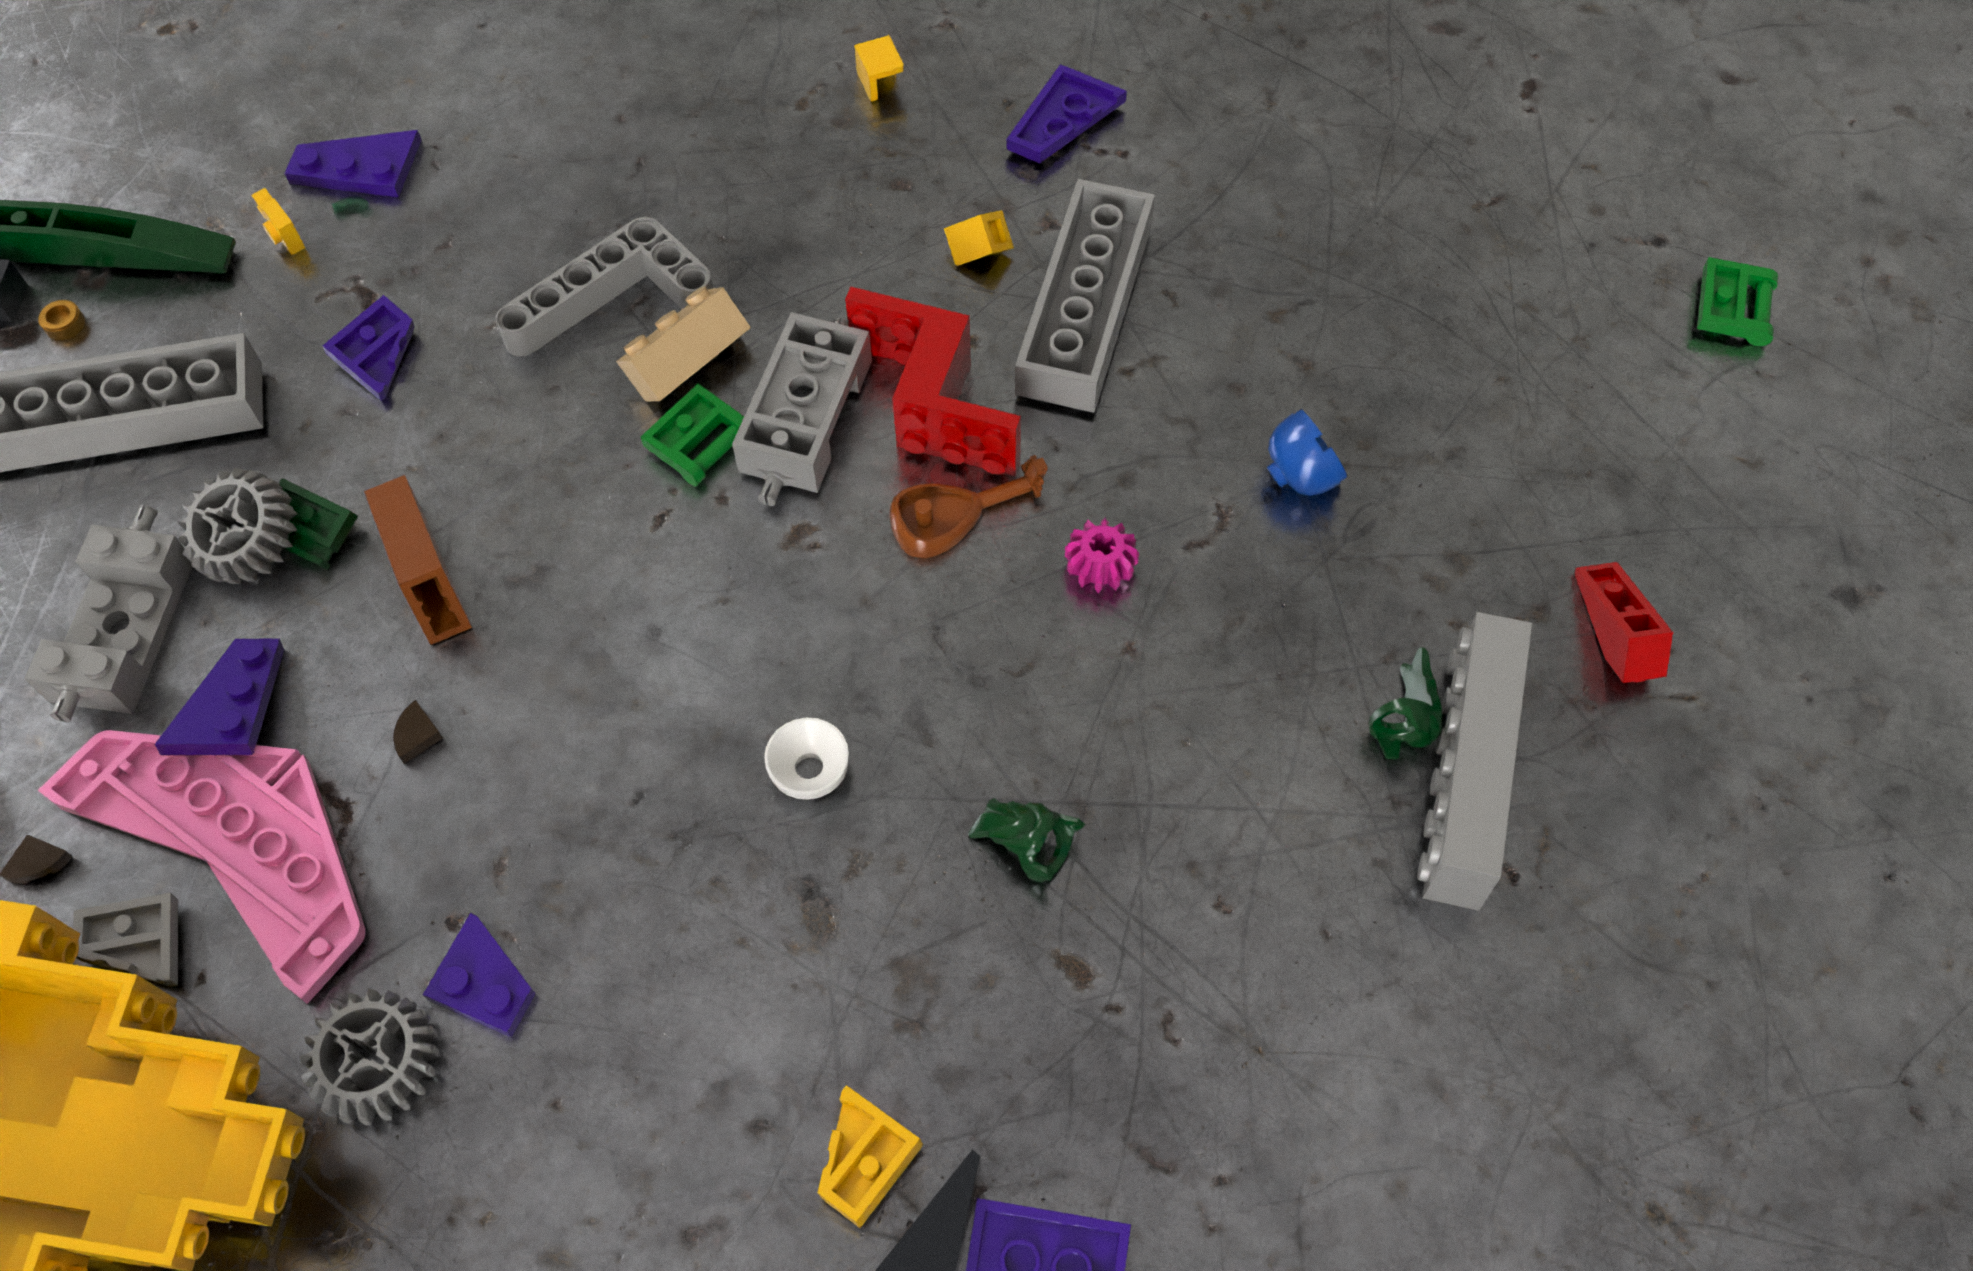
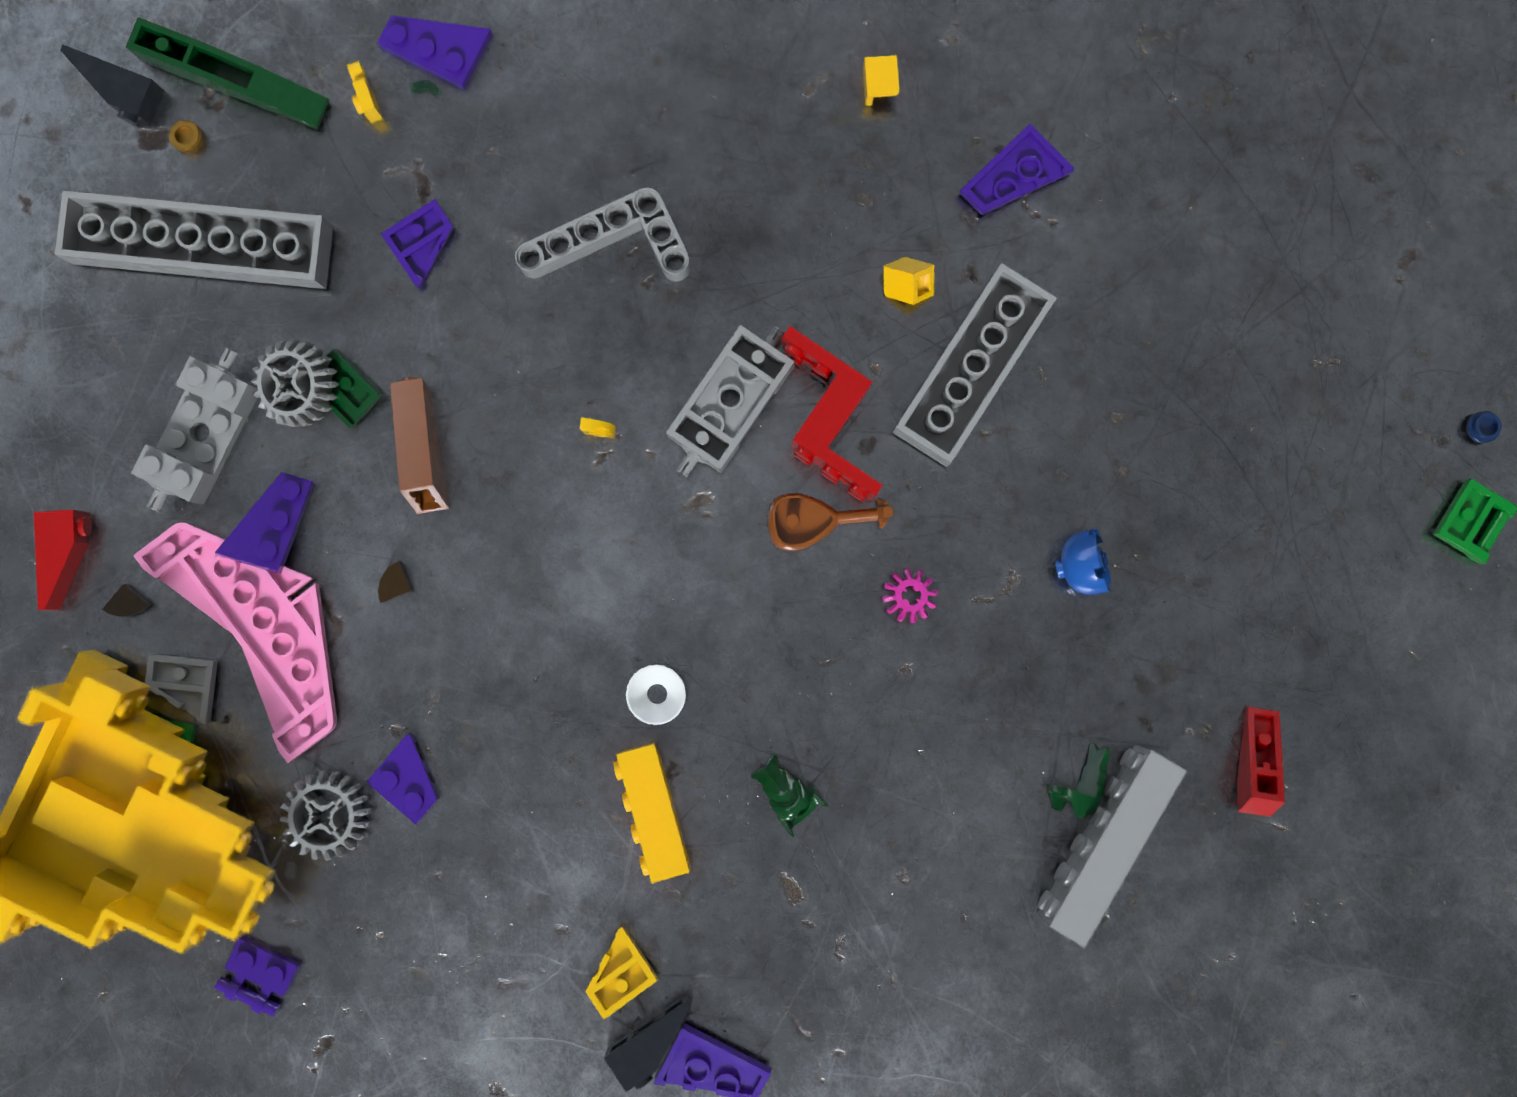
camera: 20 degrees right, 25 degrees up
(644, 480) = (597, 428): none -> yellow tile
(682, 343) = (653, 318): tan brick -> none
(686, 427) = (639, 388): green plate -> none
(847, 912) = (653, 812): none -> yellow brick
(1695, 210) = (1484, 427): none -> dark blue plate

